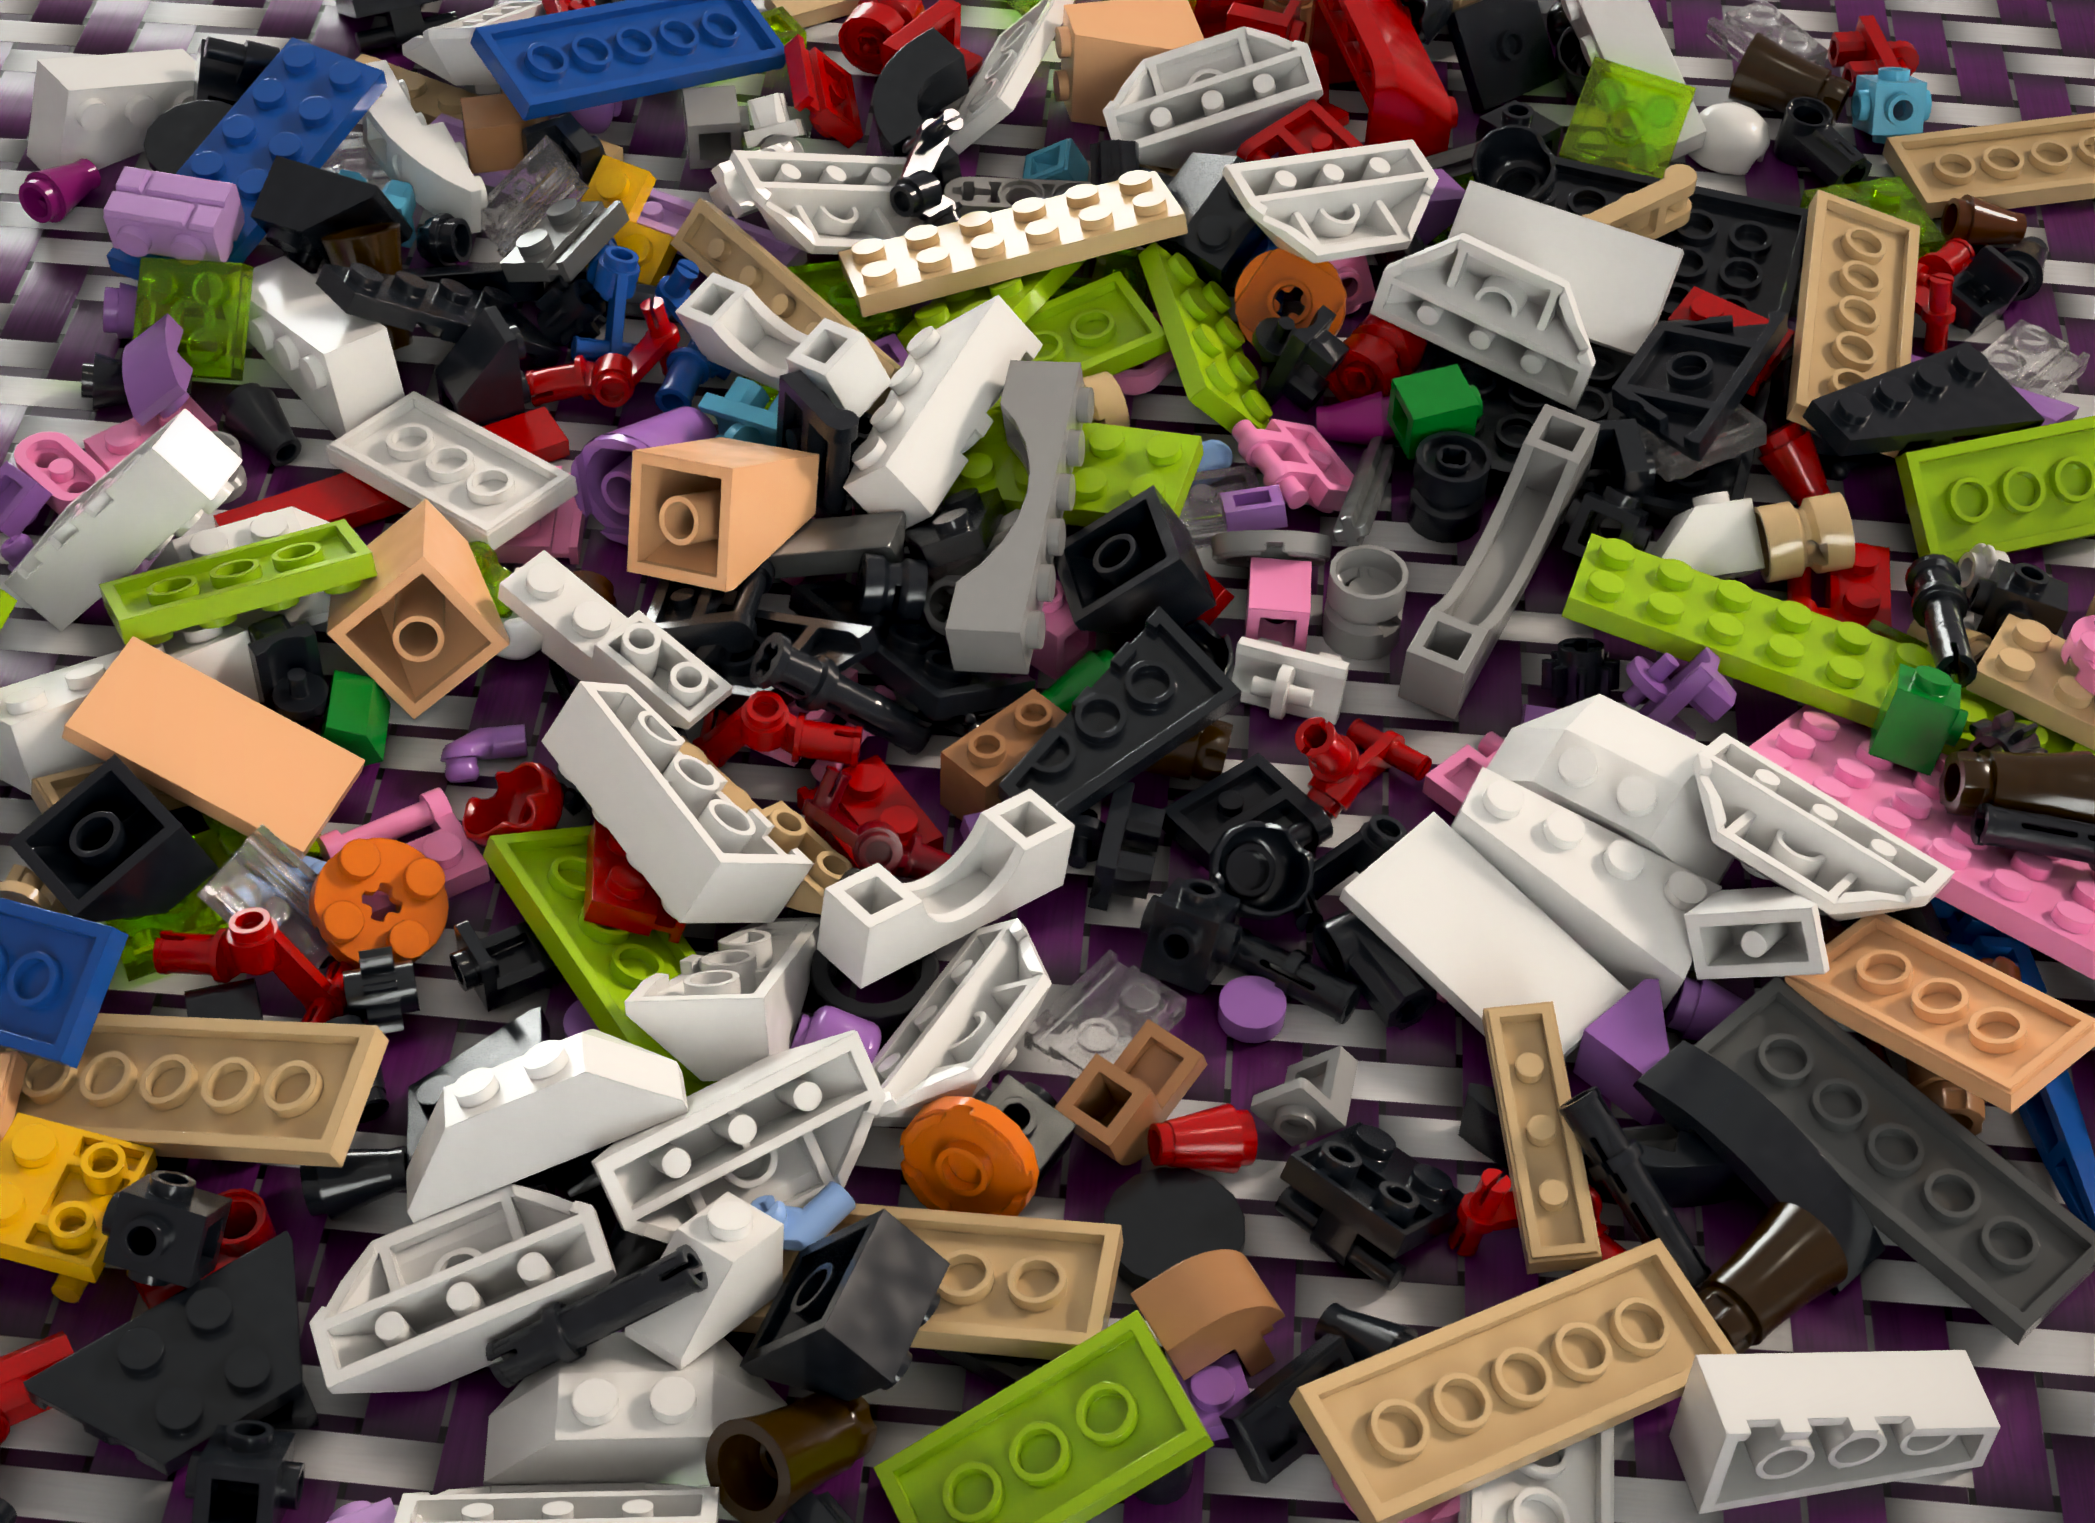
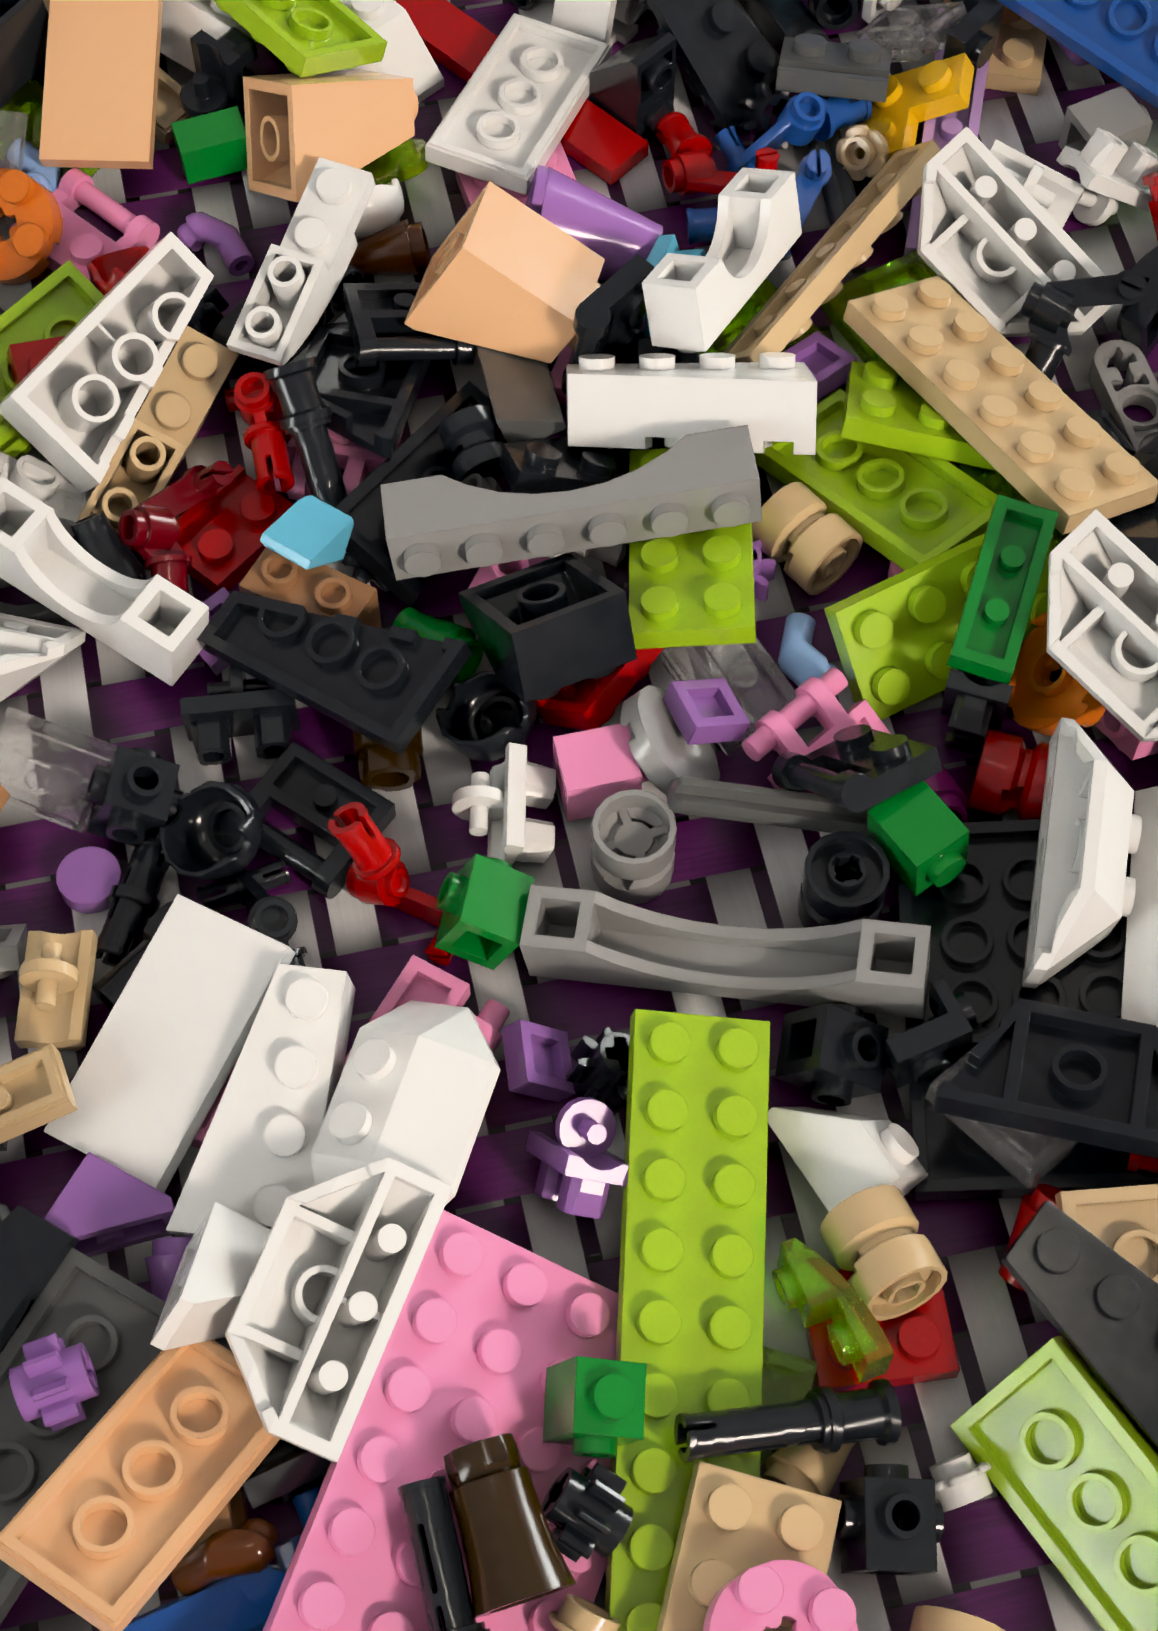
camera: 75 degrees right, 15 degrees up
(649, 253) = (875, 150): none -> tan plate
(957, 710) = (310, 533): none -> medium azure slope
(1232, 276) = (1002, 589): none -> green plate
(1361, 418) = (858, 767): none -> black plate
(1390, 1036) = (56, 990): none -> tan hips
(1407, 703) = (483, 910): none -> green brick
(1840, 1060) = (53, 1382): none -> medium lavender gear
(1849, 573) = (821, 1293): none -> clear neon green slope

